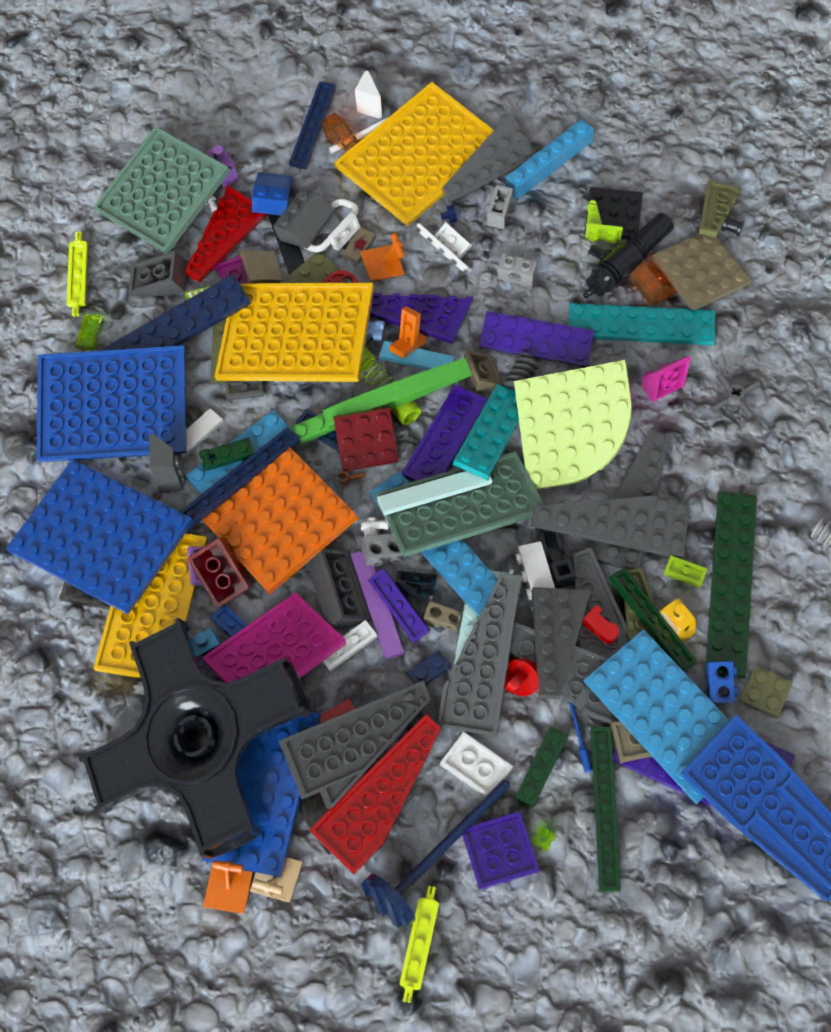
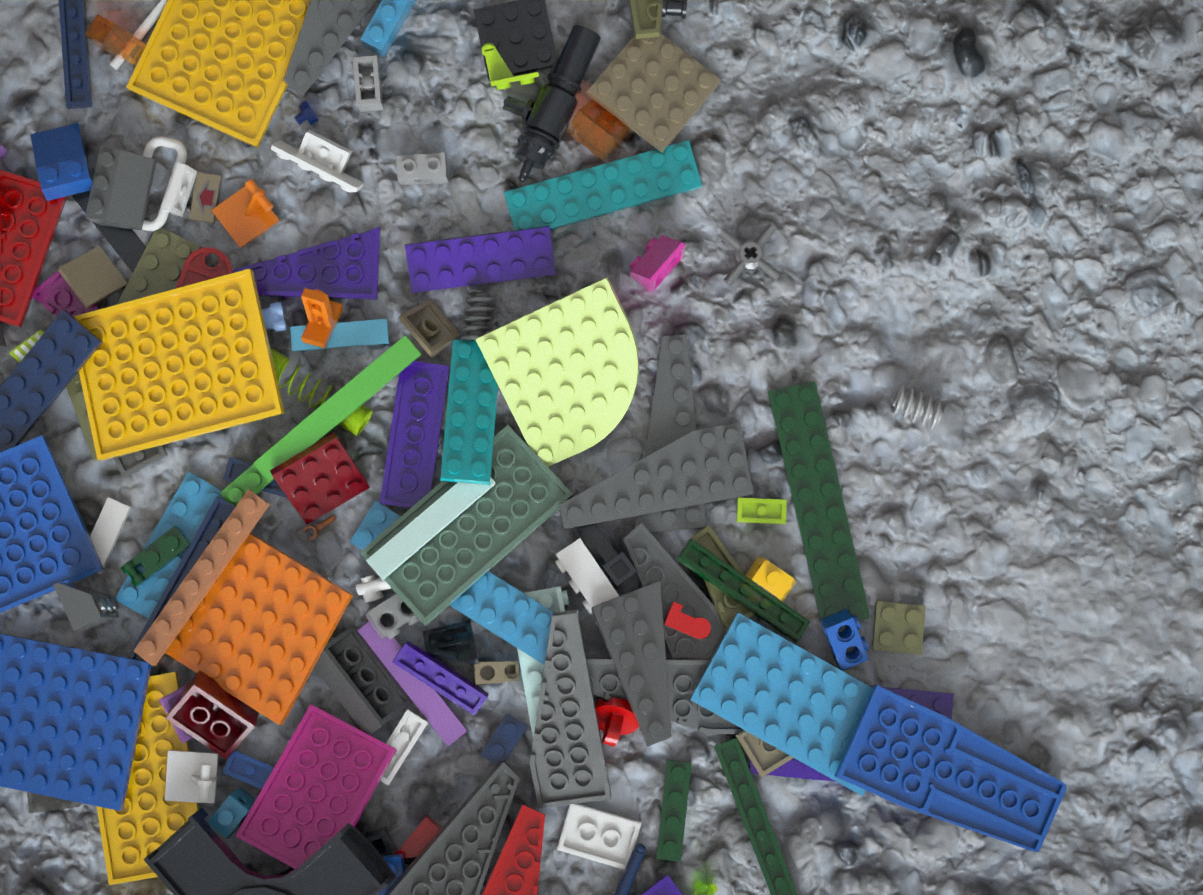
camera: 25 degrees left, 20 degrees up
(188, 607) = (191, 776): none -> white plate
(253, 474) = (201, 577): none -> nougat plate
(583, 751) = (714, 774): blue piece -> none

